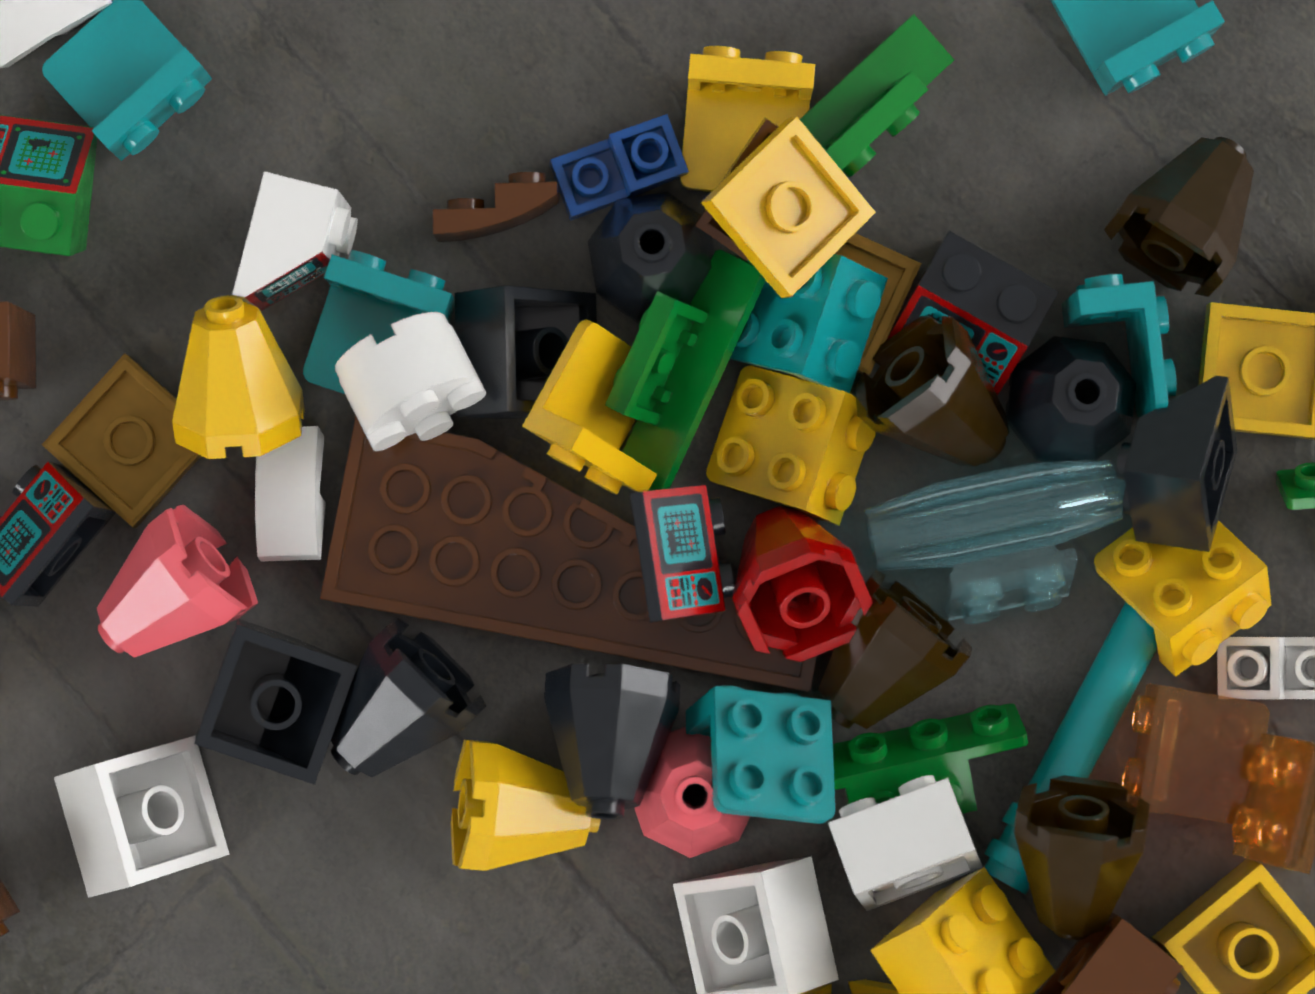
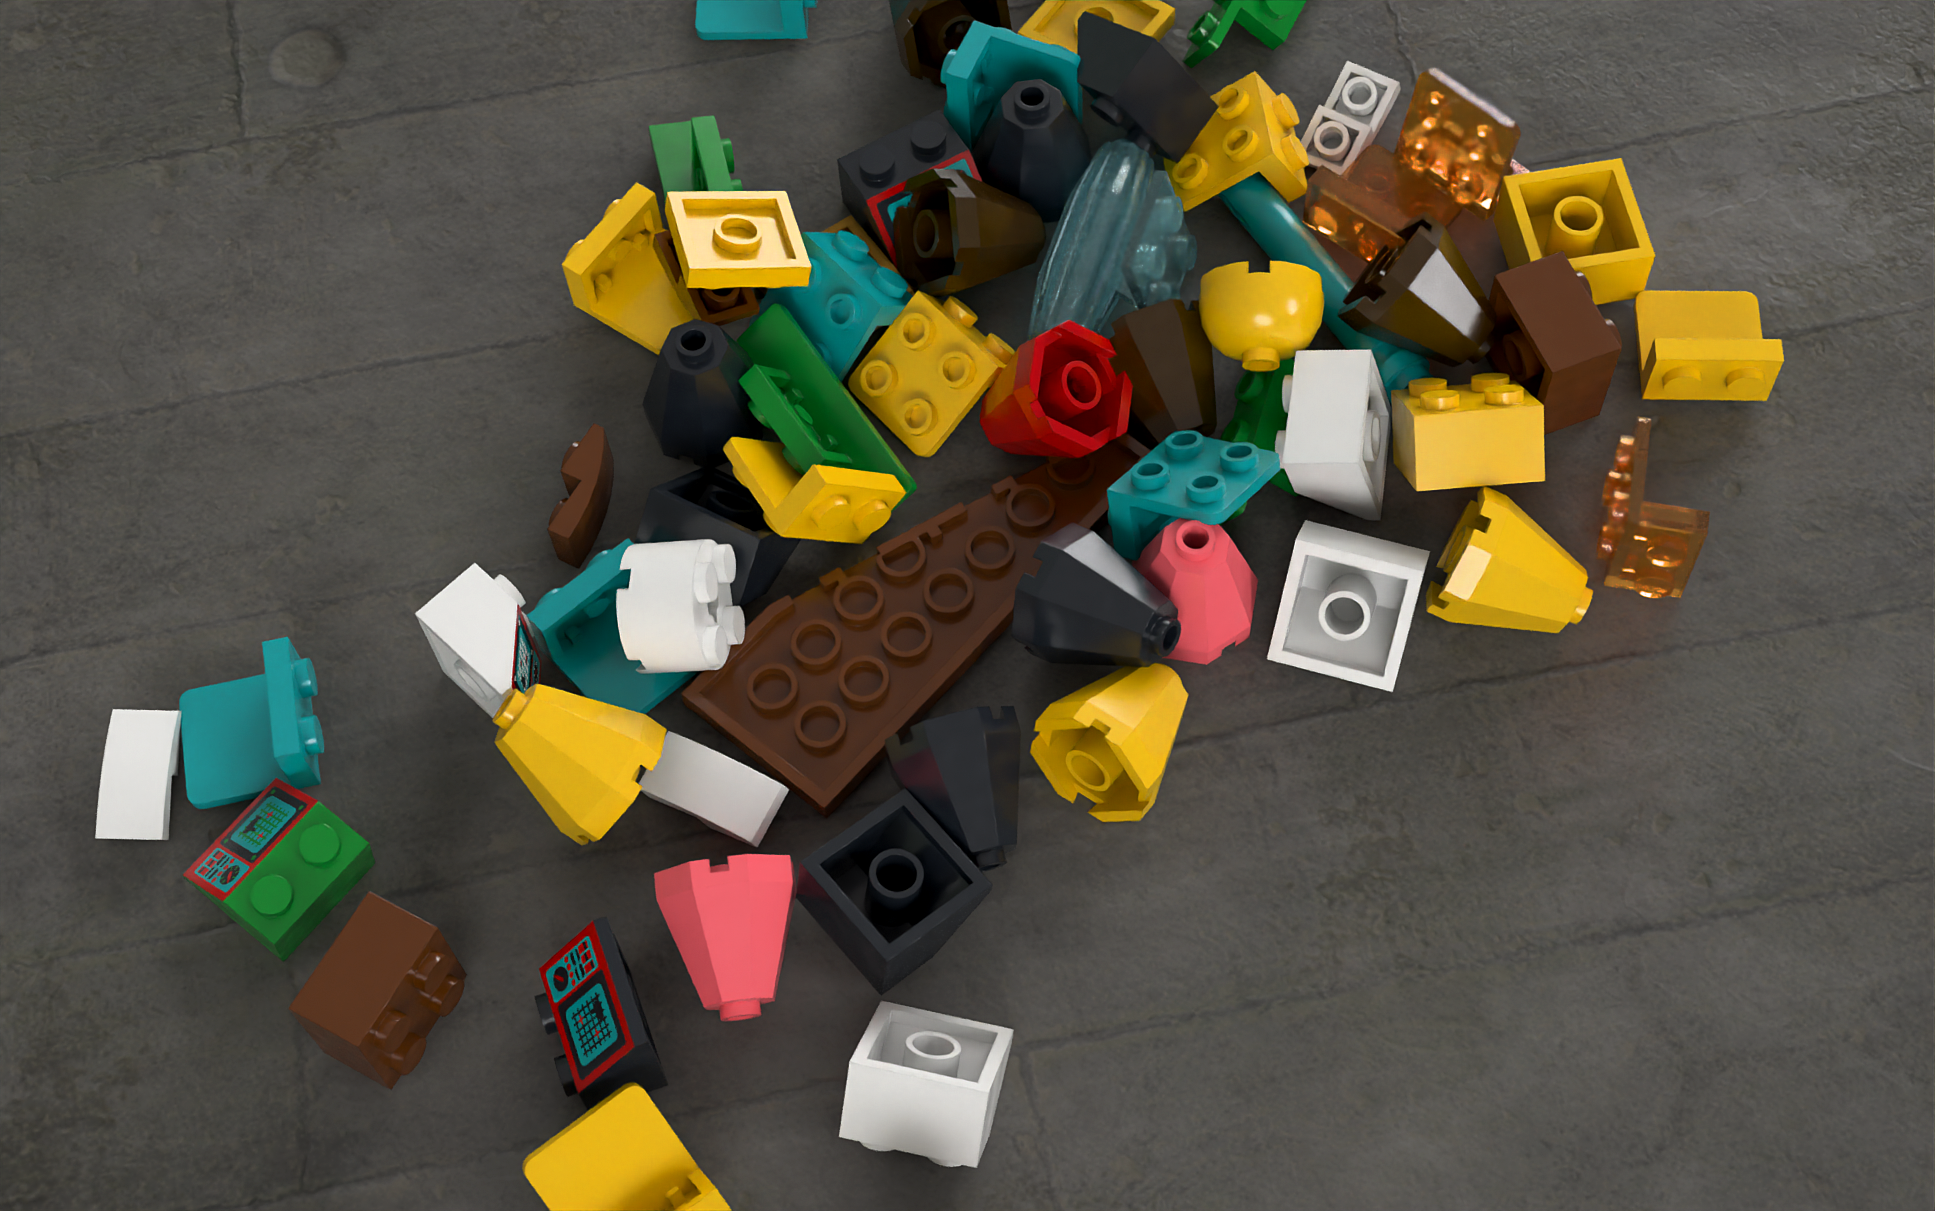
camera: 60 degrees left, 25 degrees down
(124, 441) = (561, 892): pearl gold tile -> none
(619, 167) = (616, 387): blue slope -> none
(680, 552) = (970, 479): slope -> none
(973, 724) = (1261, 314): none -> yellow cylinder

